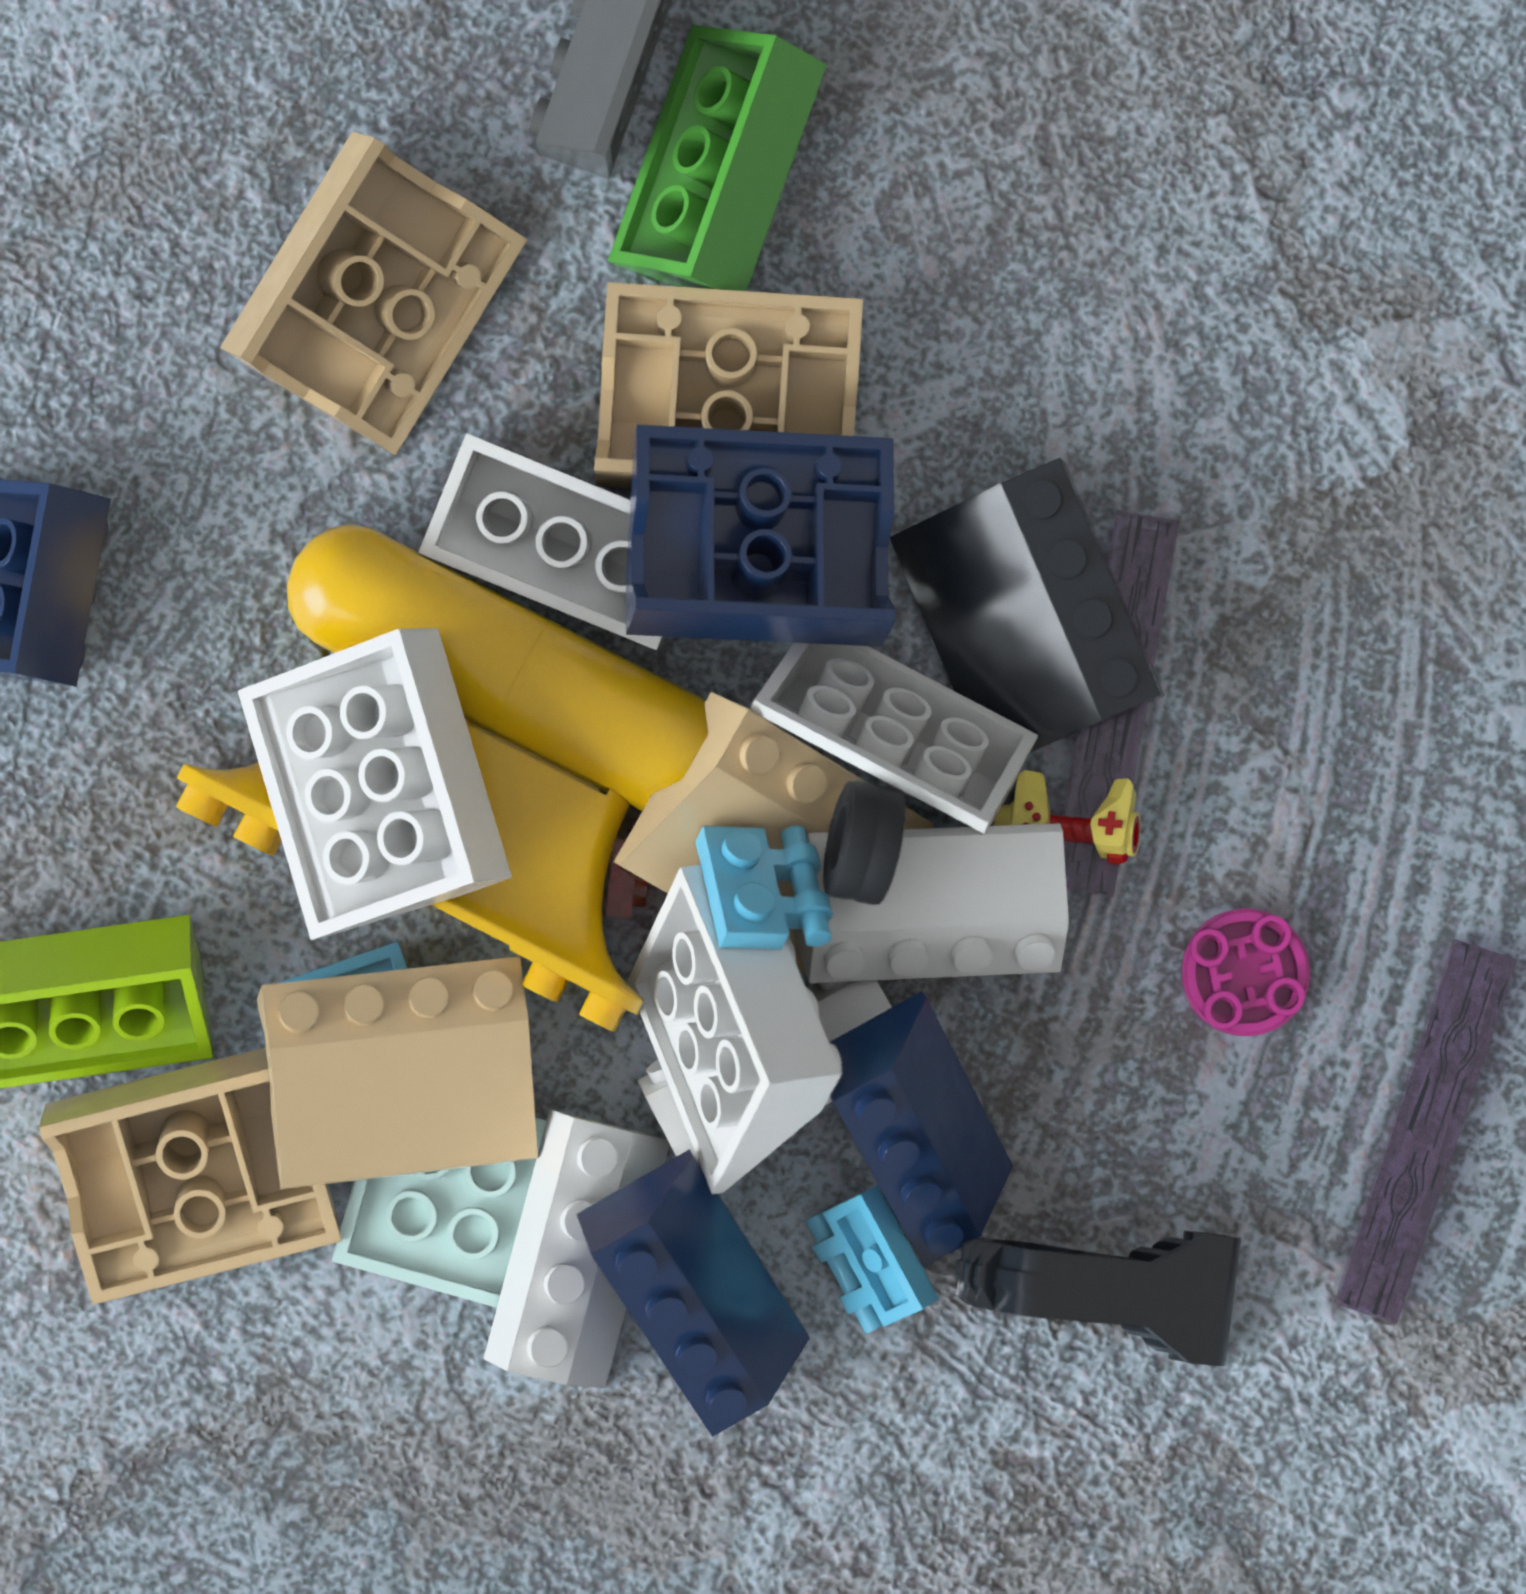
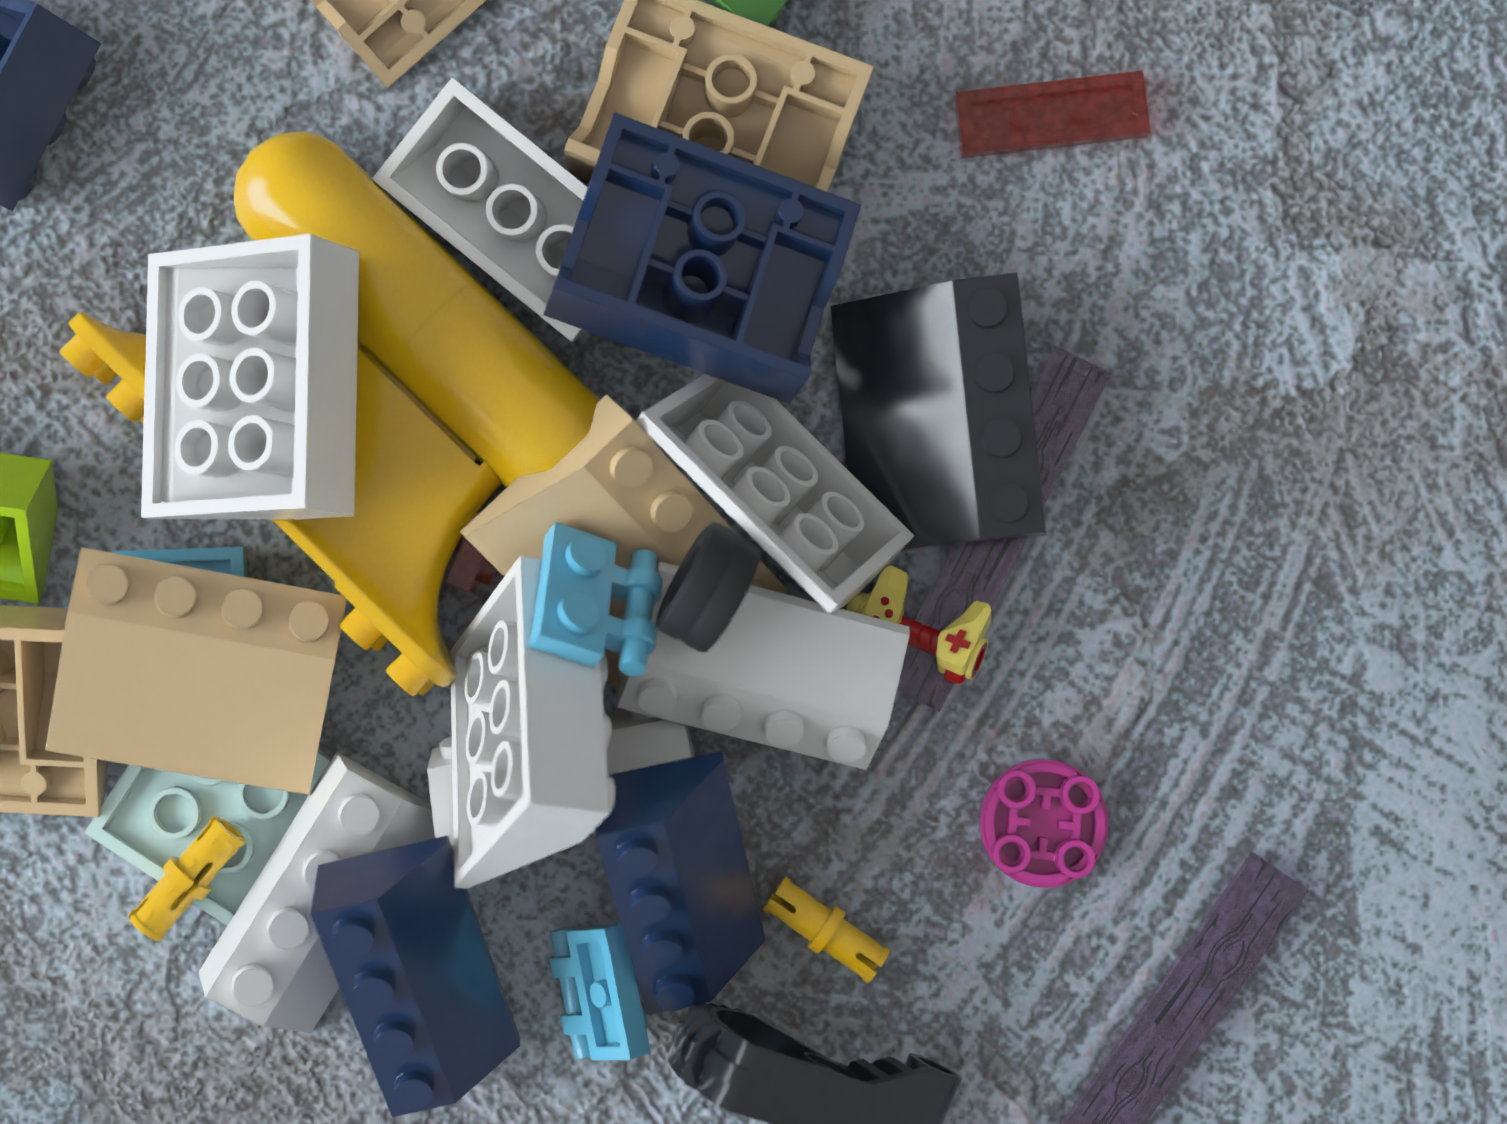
camera: 20 degrees right, 0 degrees up
(446, 1271) = (186, 878): none -> yellow pin
(1046, 286) = (1052, 114): none -> clear red tile
(1068, 1137) = (826, 929): none -> yellow pin

